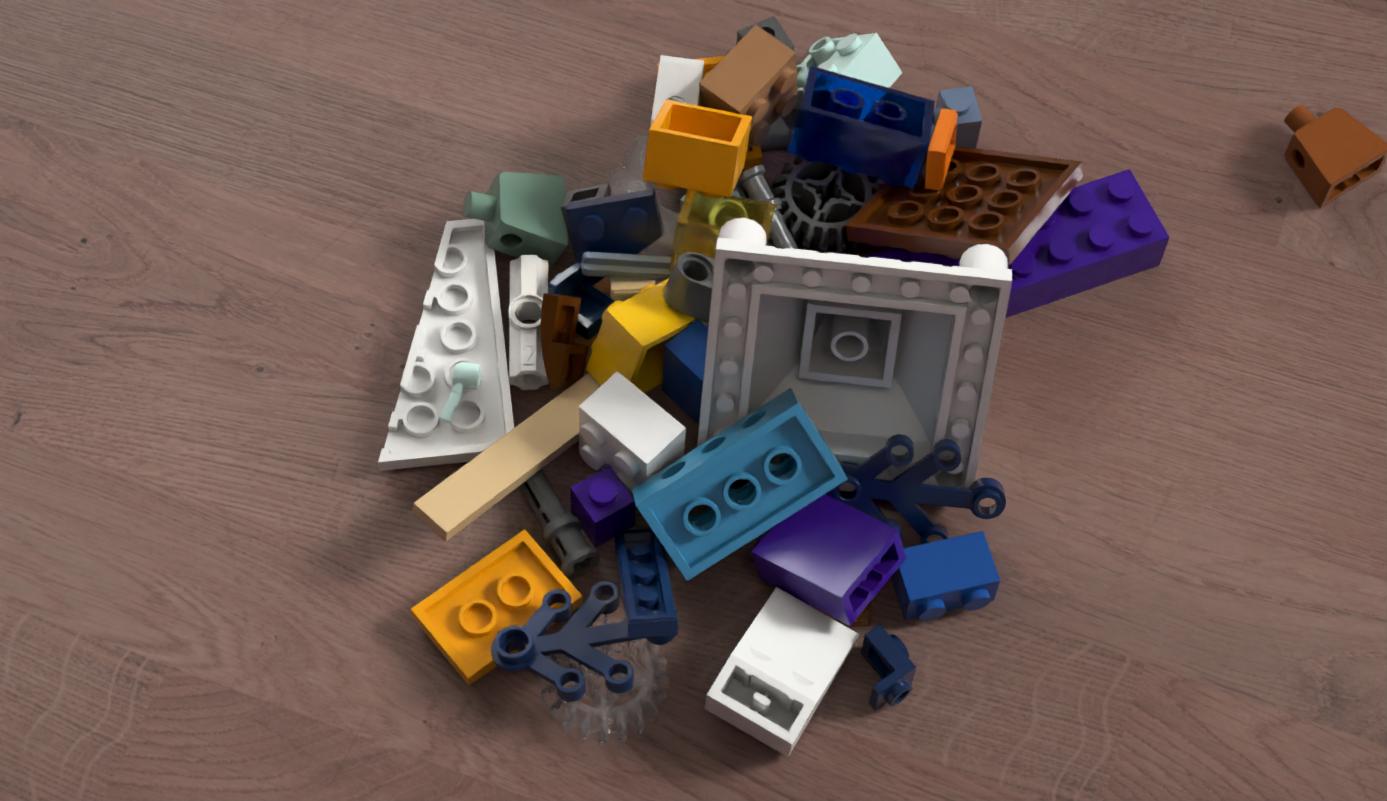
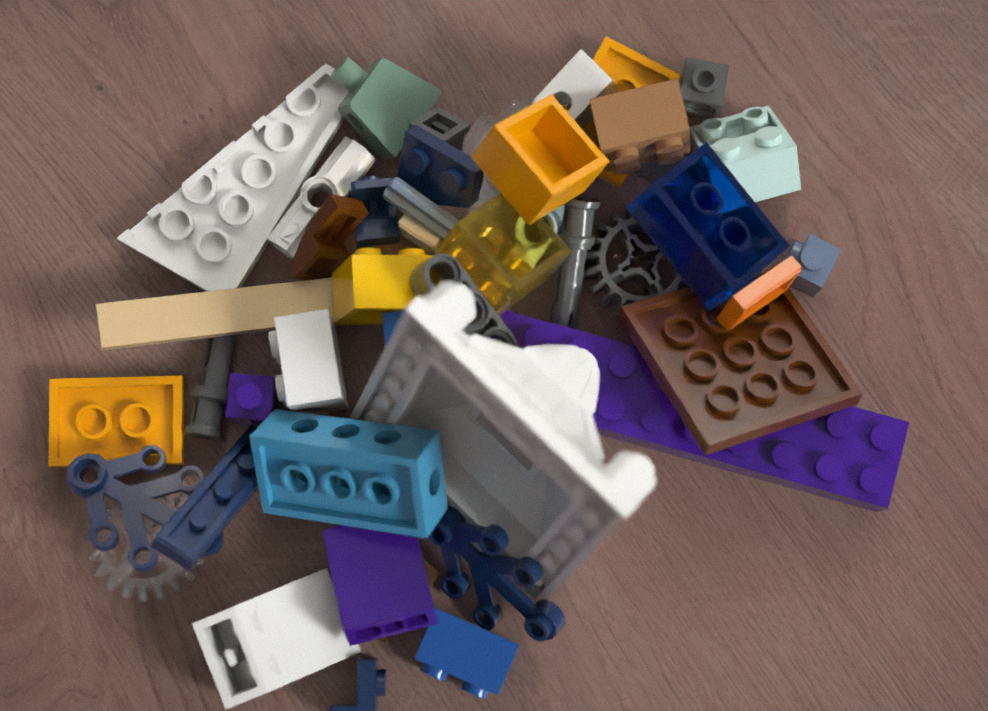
camera: 40 degrees right, 20 degrees up
(465, 376) = (228, 215): light aqua hand -> none

